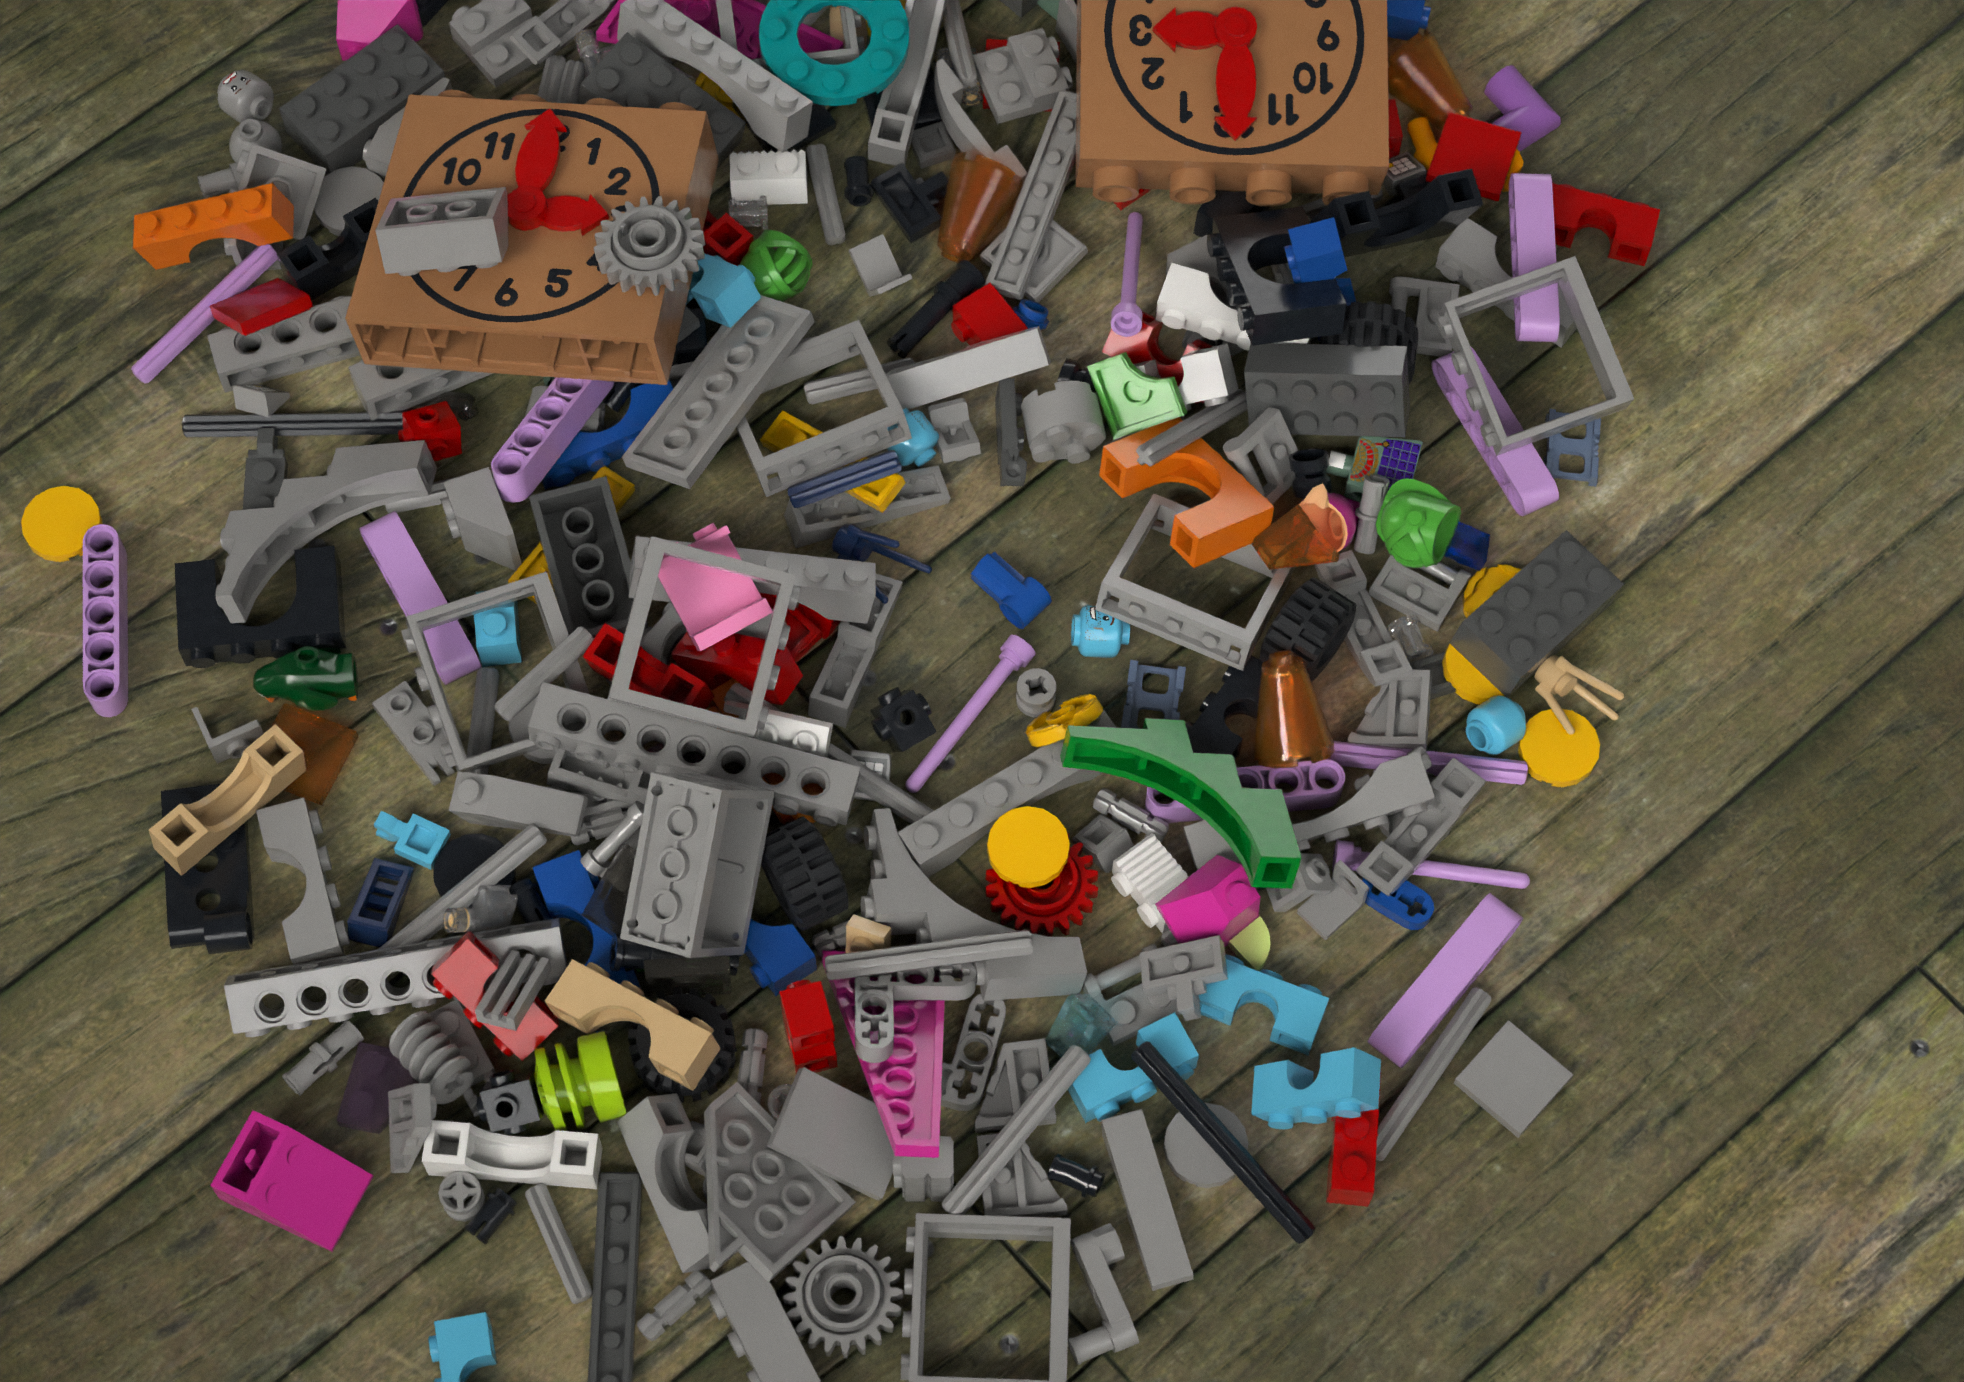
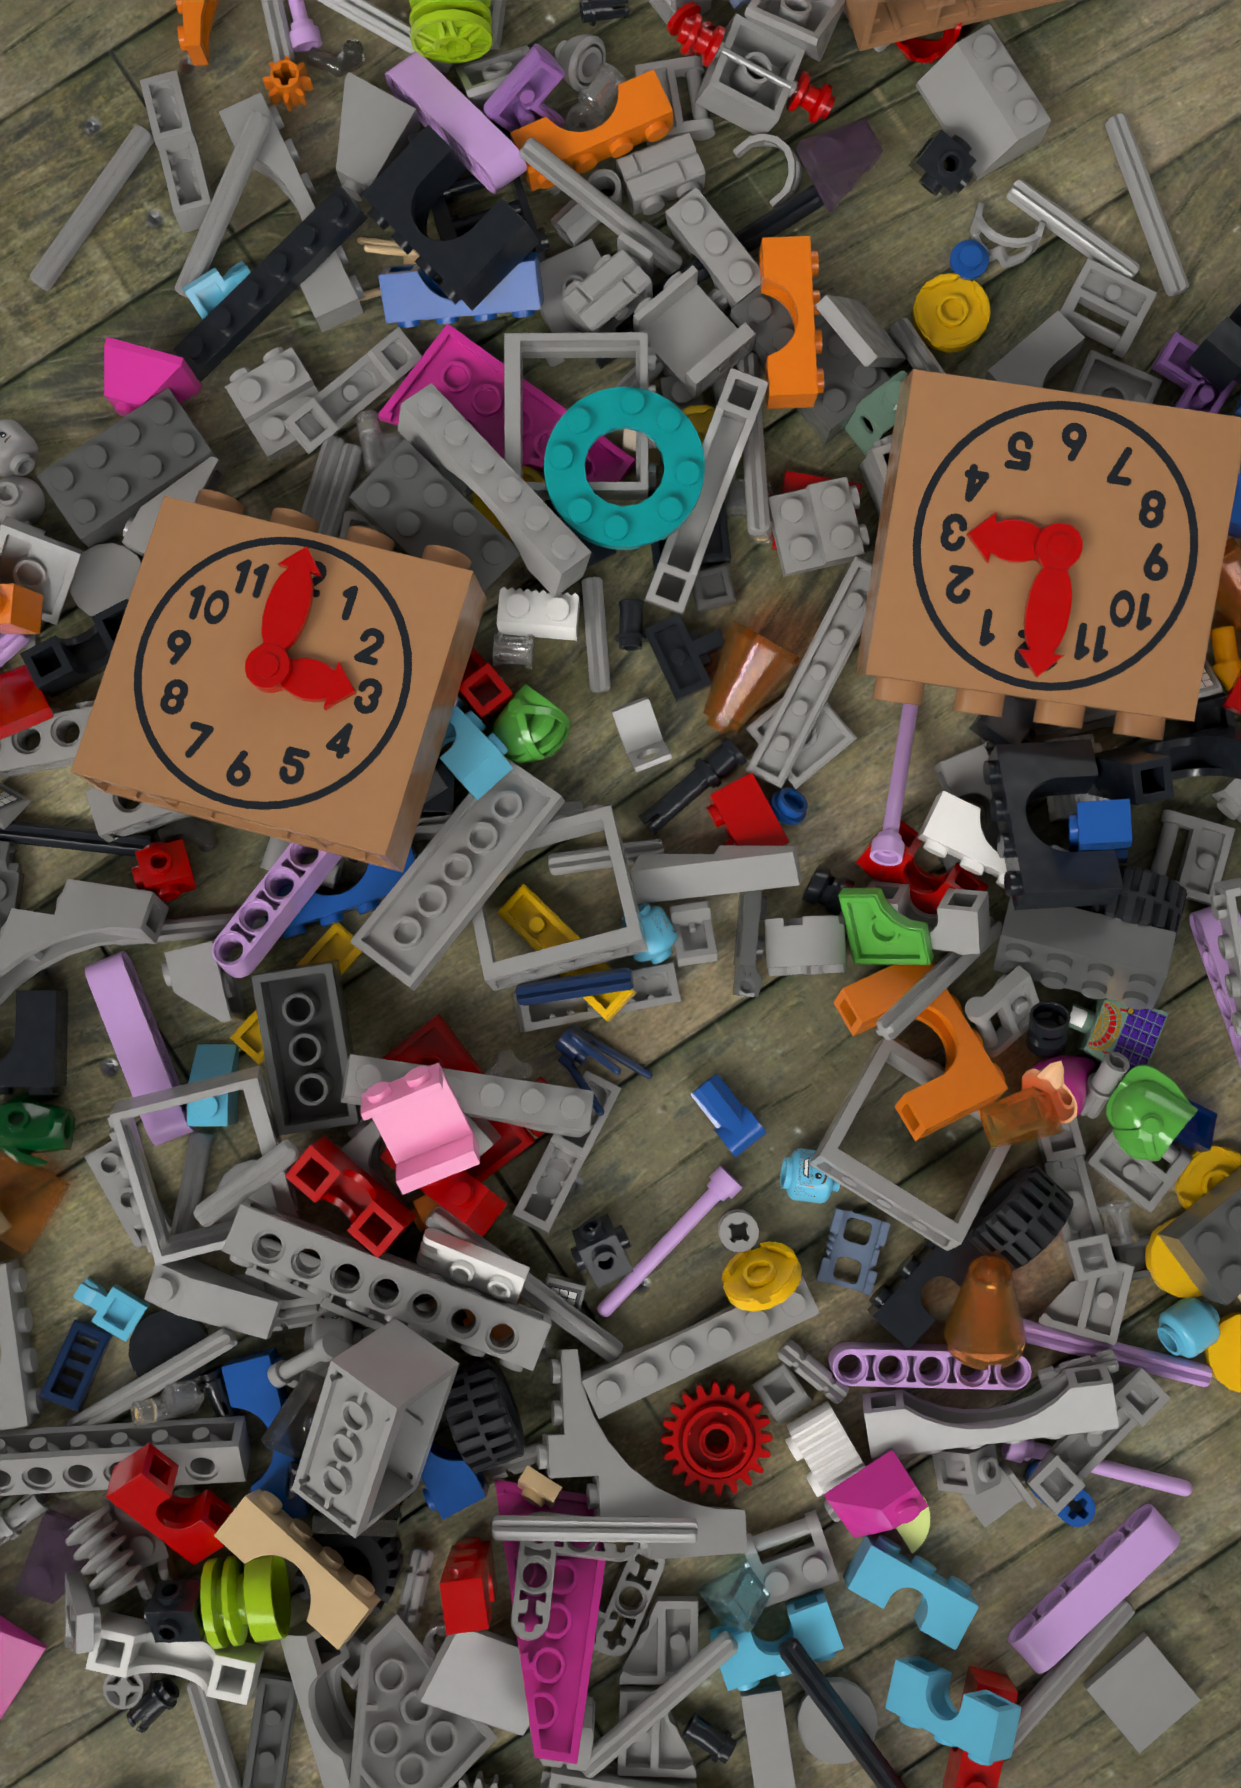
camera: 10 degrees right, 20 degrees up
(444, 231) = (177, 691): light grey slope -> none
(506, 988) = (173, 1505): light grey tile -> none
(649, 246) = (376, 725): light grey gear -> none
(775, 639) = (421, 1127): light grey window -> none
(959, 126) = (736, 538): light grey slope -> none
(1028, 846) = (707, 1415): yellow tile -> none
(1184, 972) = (842, 1566): light grey hinge -> none
(1208, 784) = (930, 1434): green arch -> none

